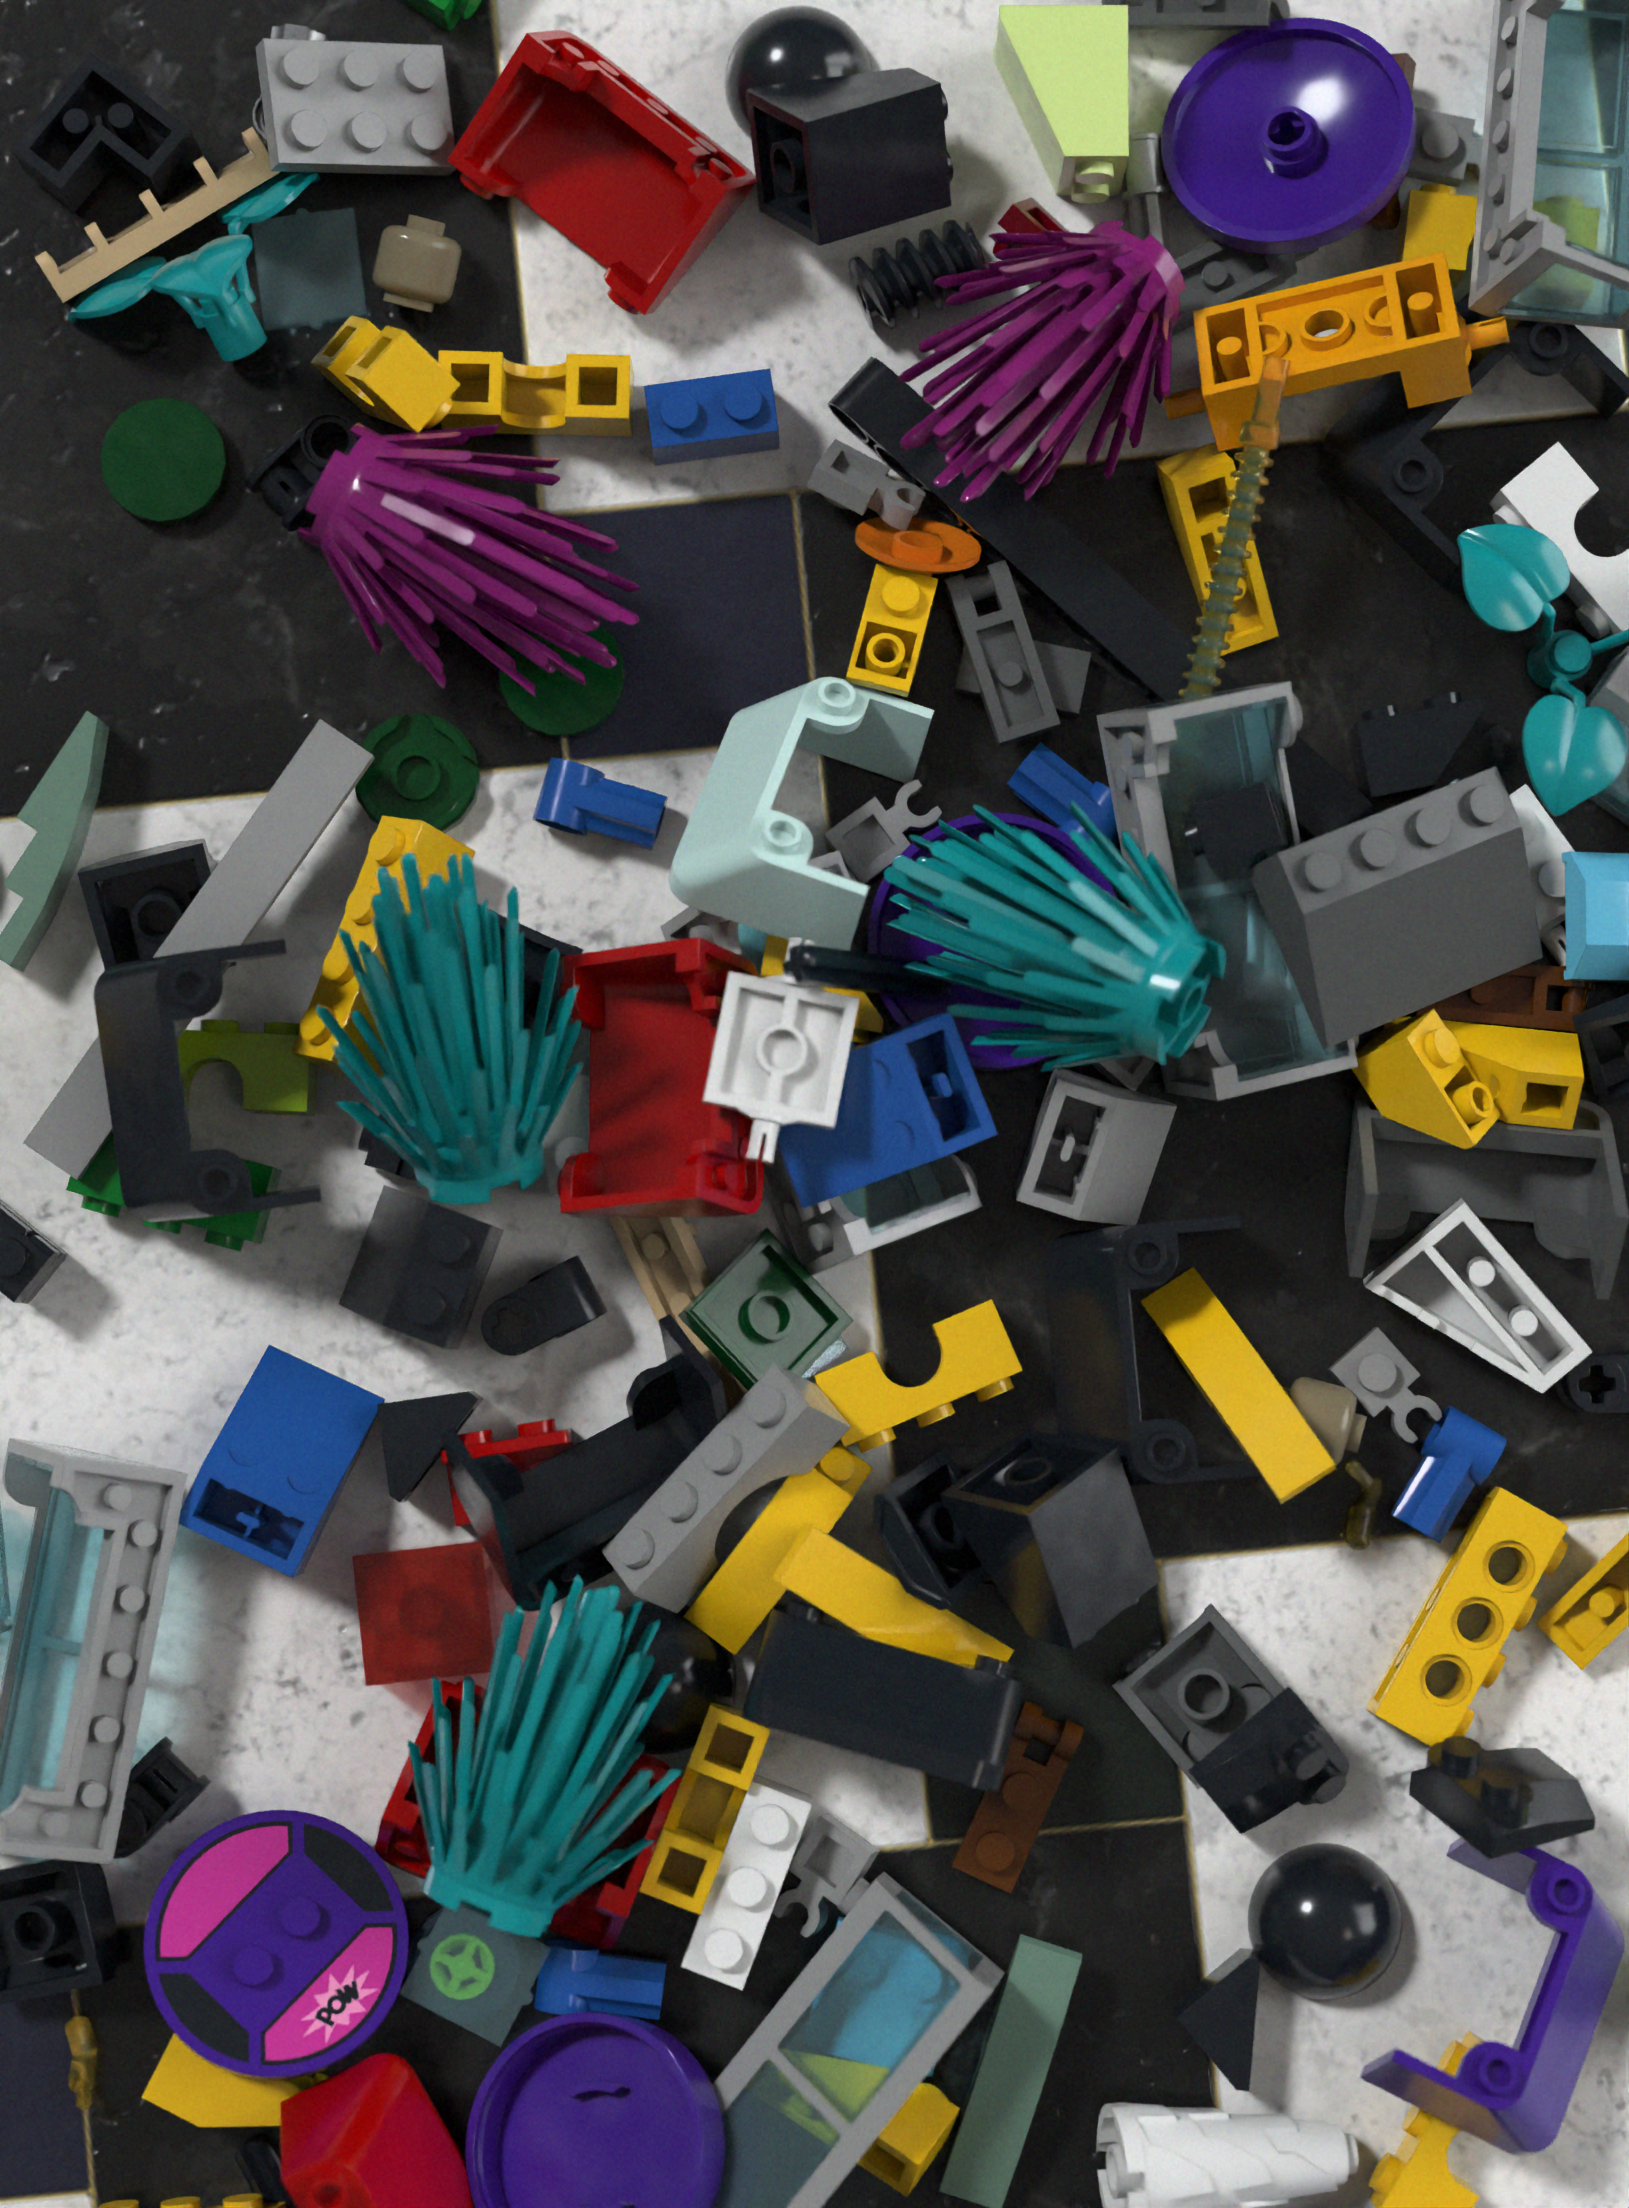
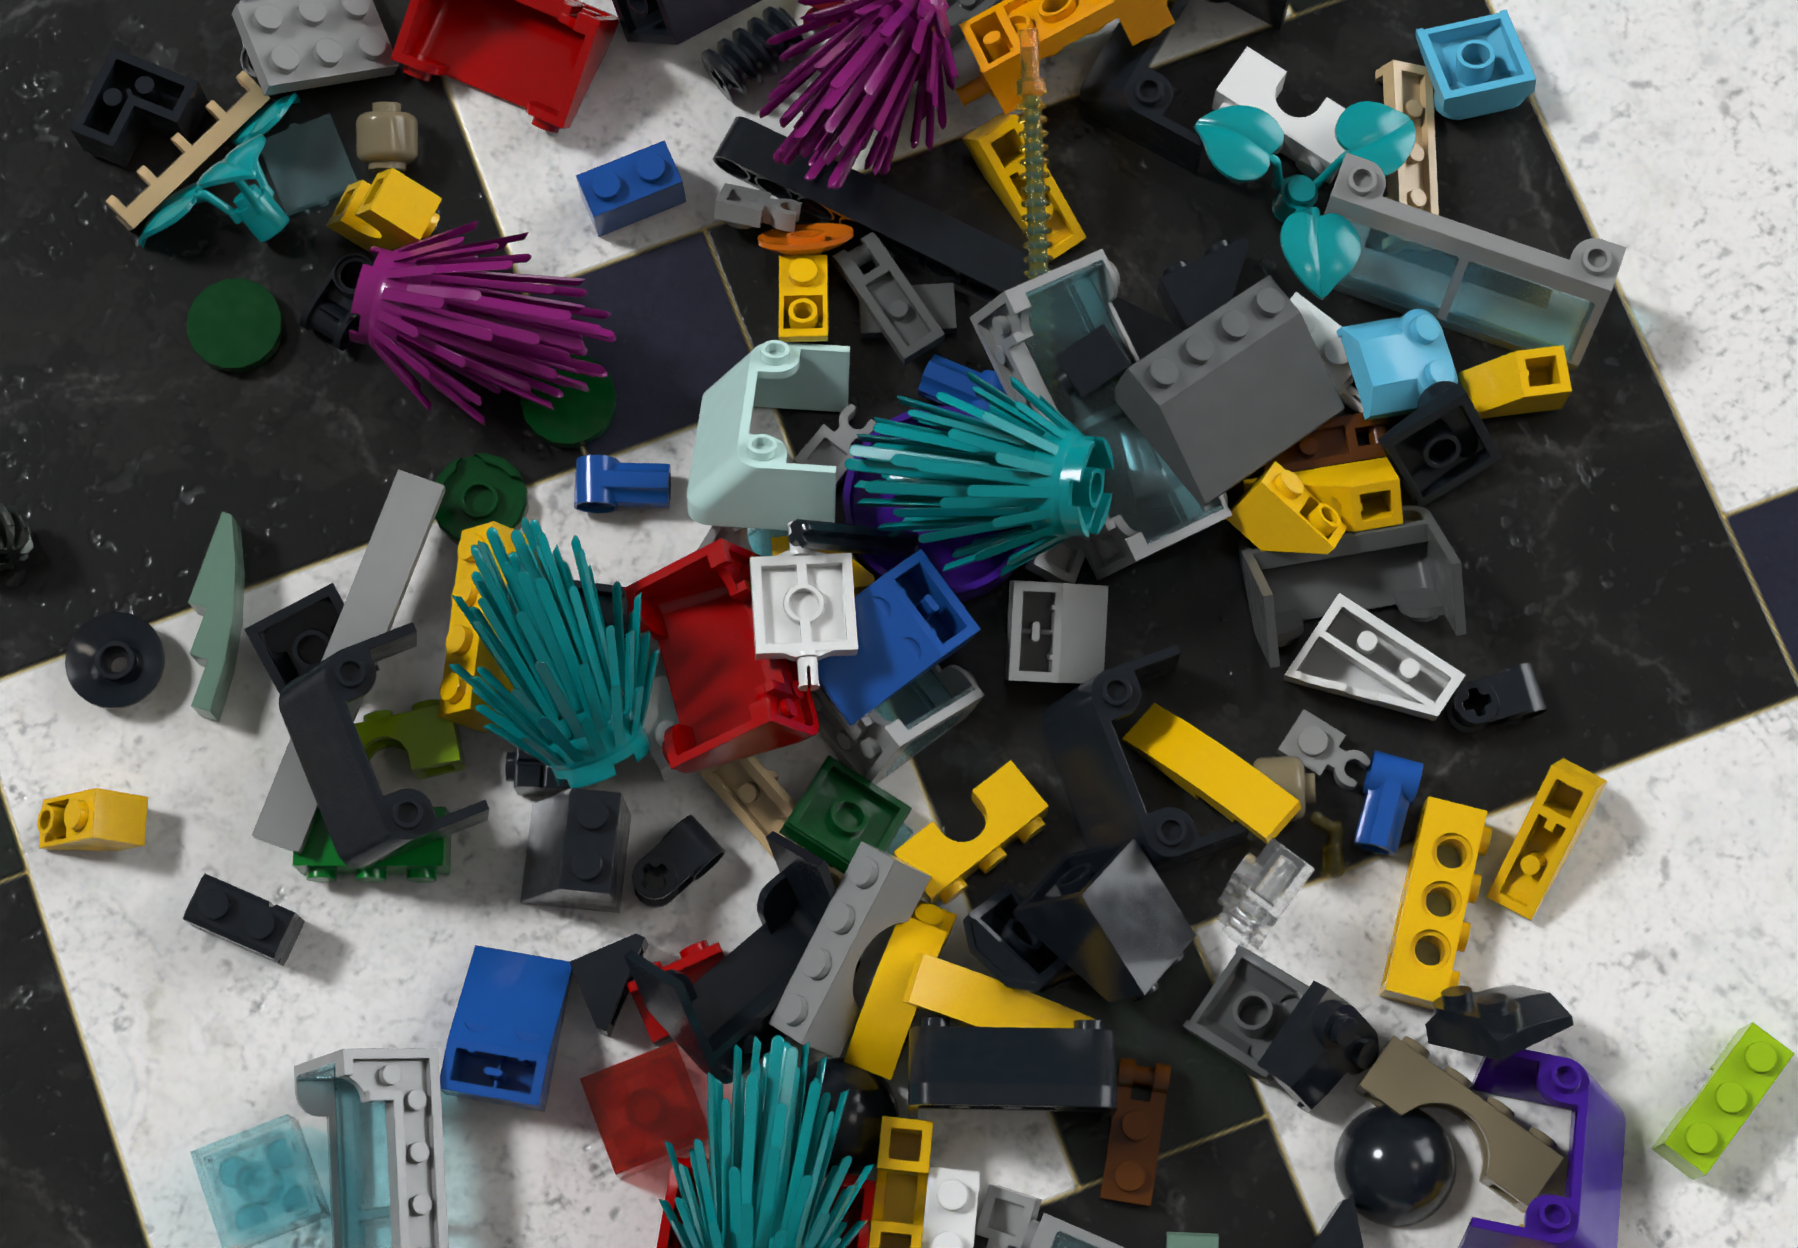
camera: 15 degrees left, 10 degrees down
(573, 398) = (528, 201): yellow arch -> none
(1255, 1569) = (1261, 893): none -> clear brick
(1467, 1959) = (1513, 1159): none -> dark tan arch

